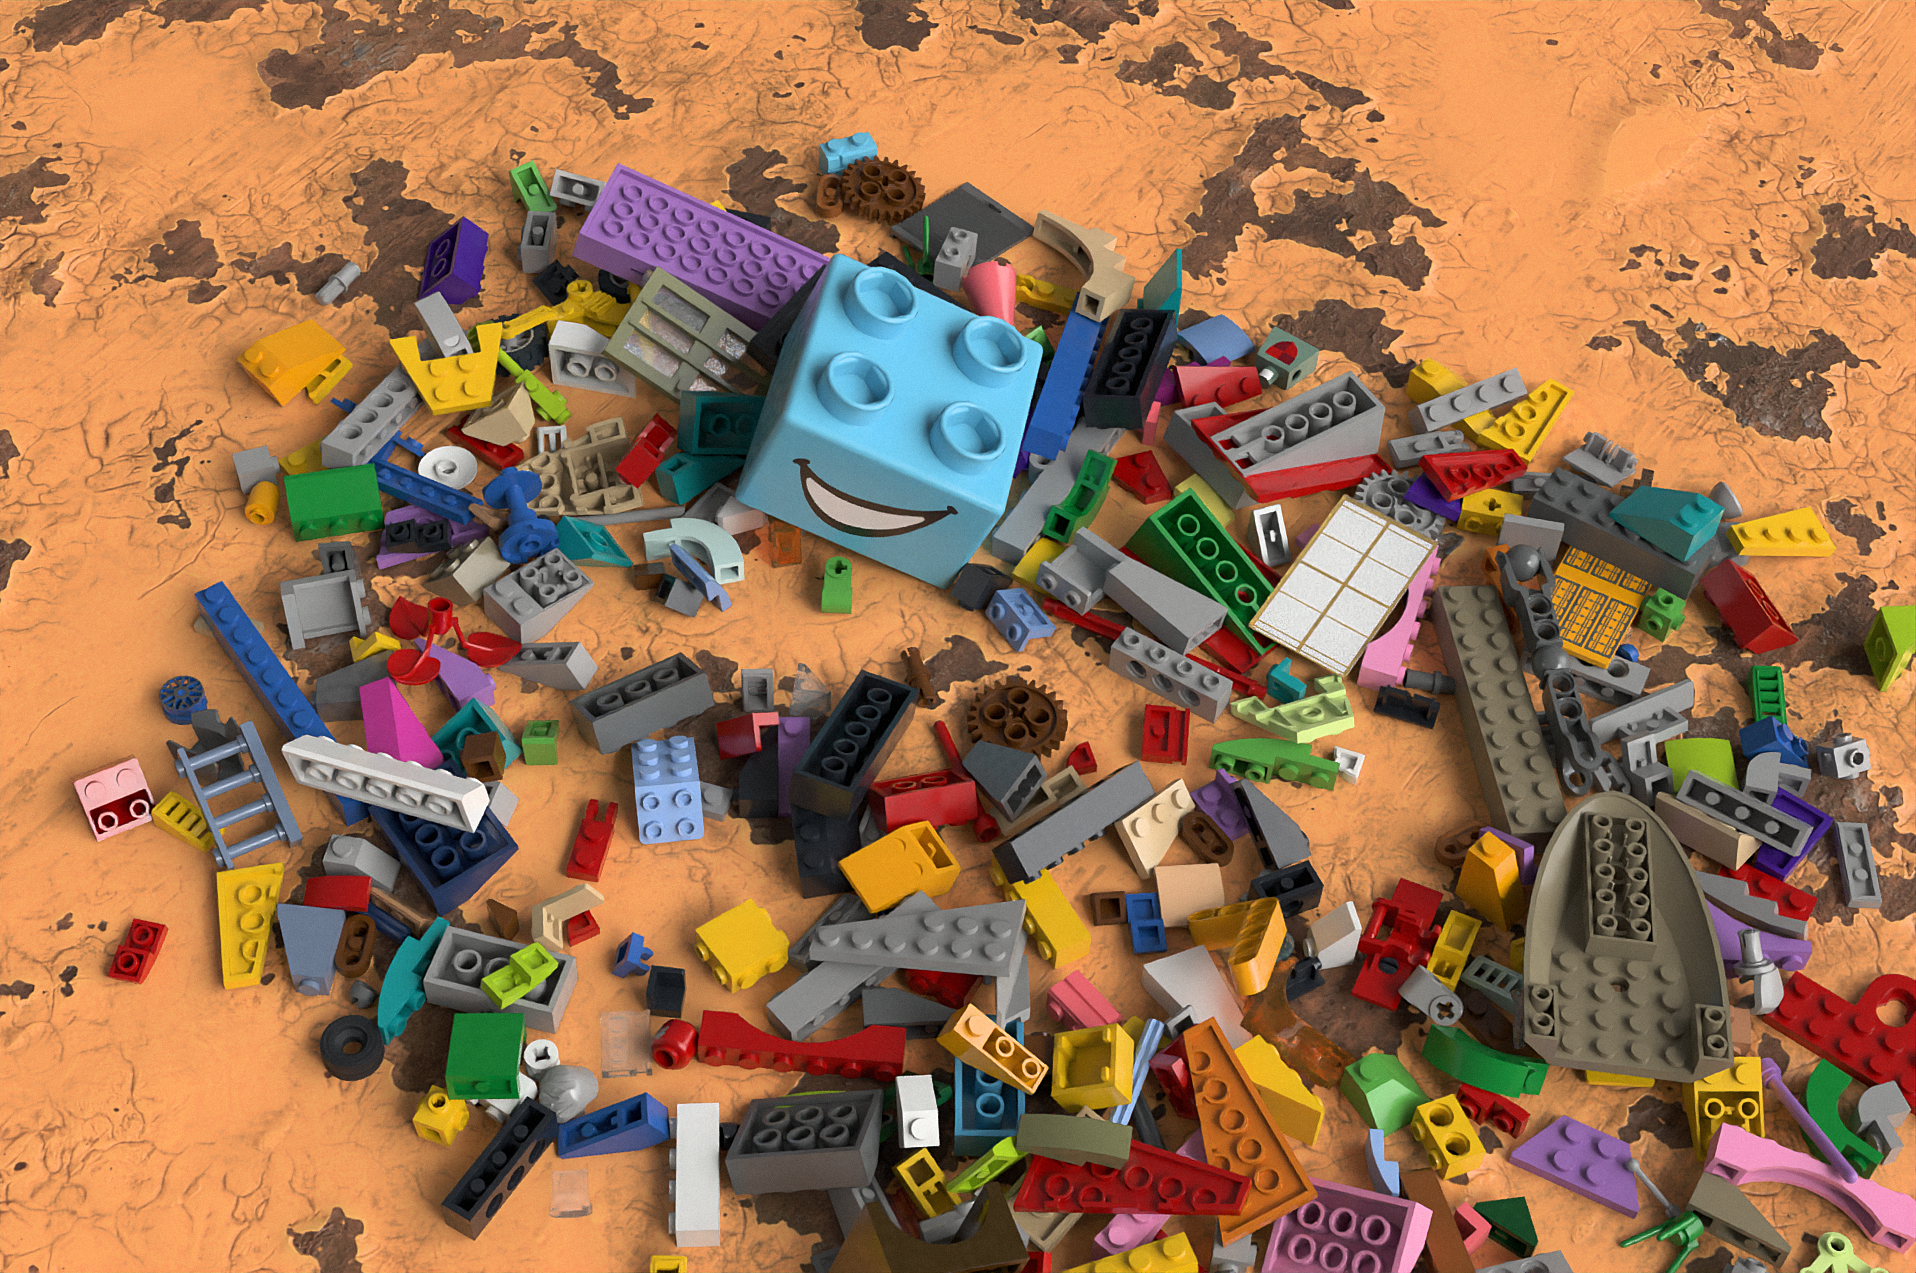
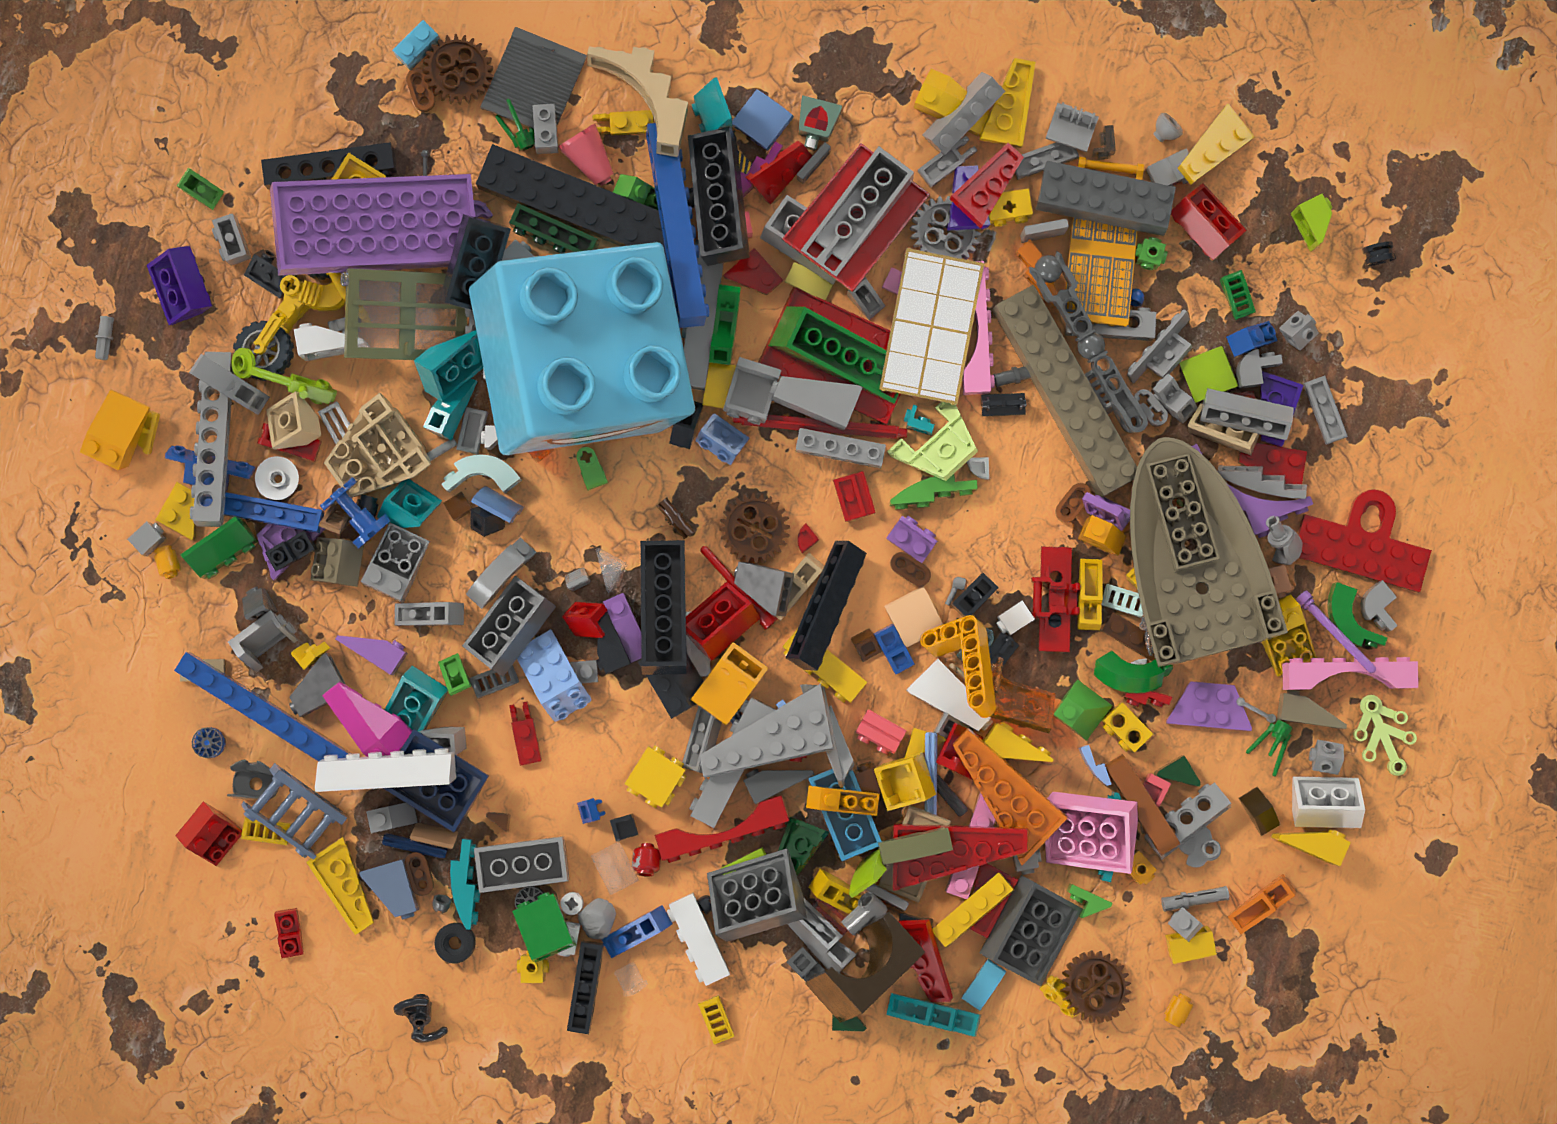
camera: 20 degrees left, 35 degrees up
(245, 1110) = (419, 1014): none -> black piece
(339, 892) = (391, 850): red slope -> none
(412, 620) = (344, 663): red plant -> none
(453, 381) = (248, 417): yellow wing -> none
(484, 757) = (434, 722): reddish brown brick -> none
(525, 971) = (536, 867): lime slope -> none
(549, 914) = (528, 809): tan bracket -> none
(575, 775) = (477, 689): none -> dark grey slope
(576, 189) = (236, 170): white brick -> none
(582, 928) = (547, 798): red tile -> none
(646, 451) = (408, 403): red arch -> none
(659, 641) = (499, 572): none -> light grey arch
(916, 1112) = (814, 859): white slope -> none
(1154, 826) = (874, 574): tan wing -> none
(1261, 395) = (813, 163): none -> dark grey tile
(1272, 831) = (957, 557): slope -> none
(1426, 992) = (1089, 637): light grey piece -> none
(1670, 519) = (1136, 189): teal slope -> none

